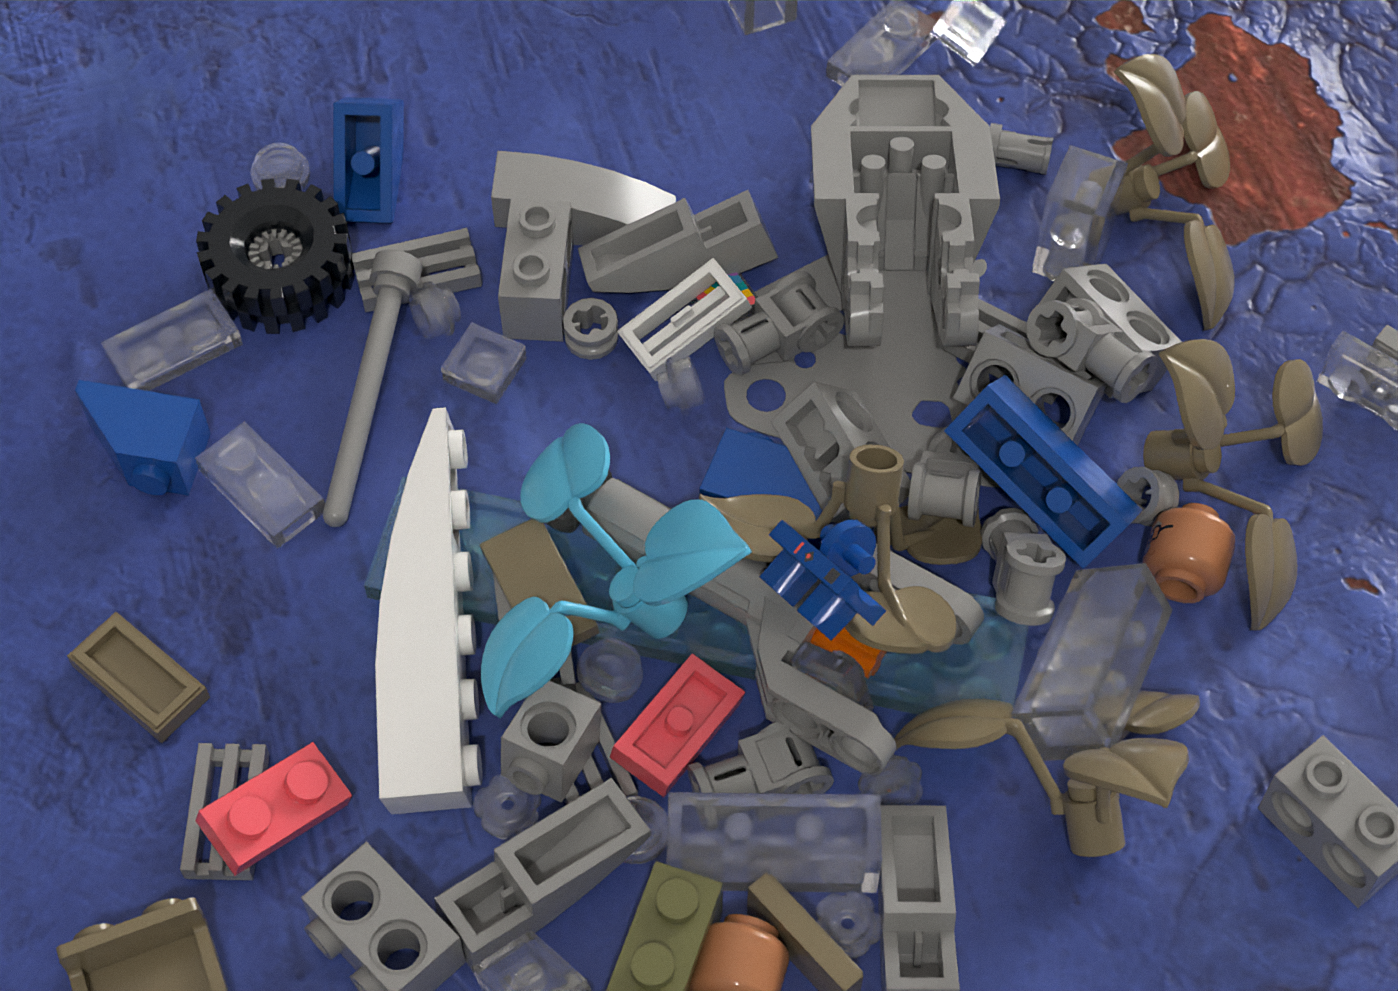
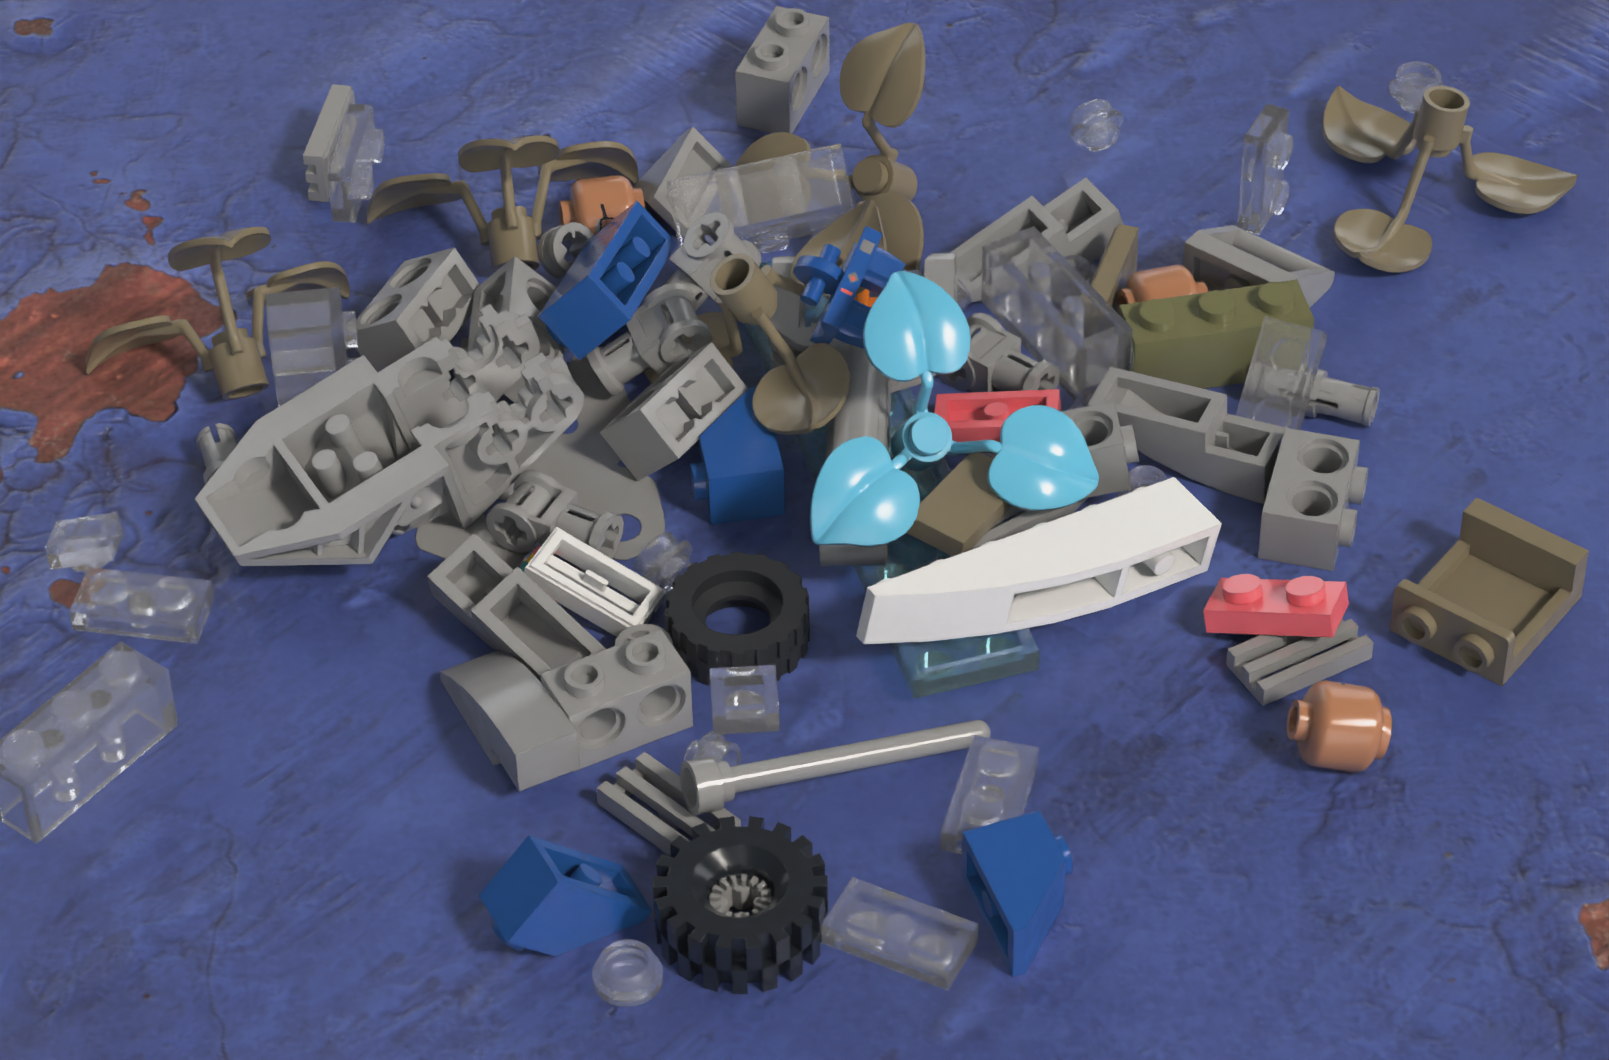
camera: 120 degrees left, 15 degrees down
(103, 765) = (1340, 726): none -> nougat head
(138, 677) = (1238, 777): dark tan tile -> none
(568, 359) = (737, 582): none -> black tyre
(1088, 341) = (470, 279): light grey connector -> none
(1212, 652) = (685, 158): none -> light grey slope

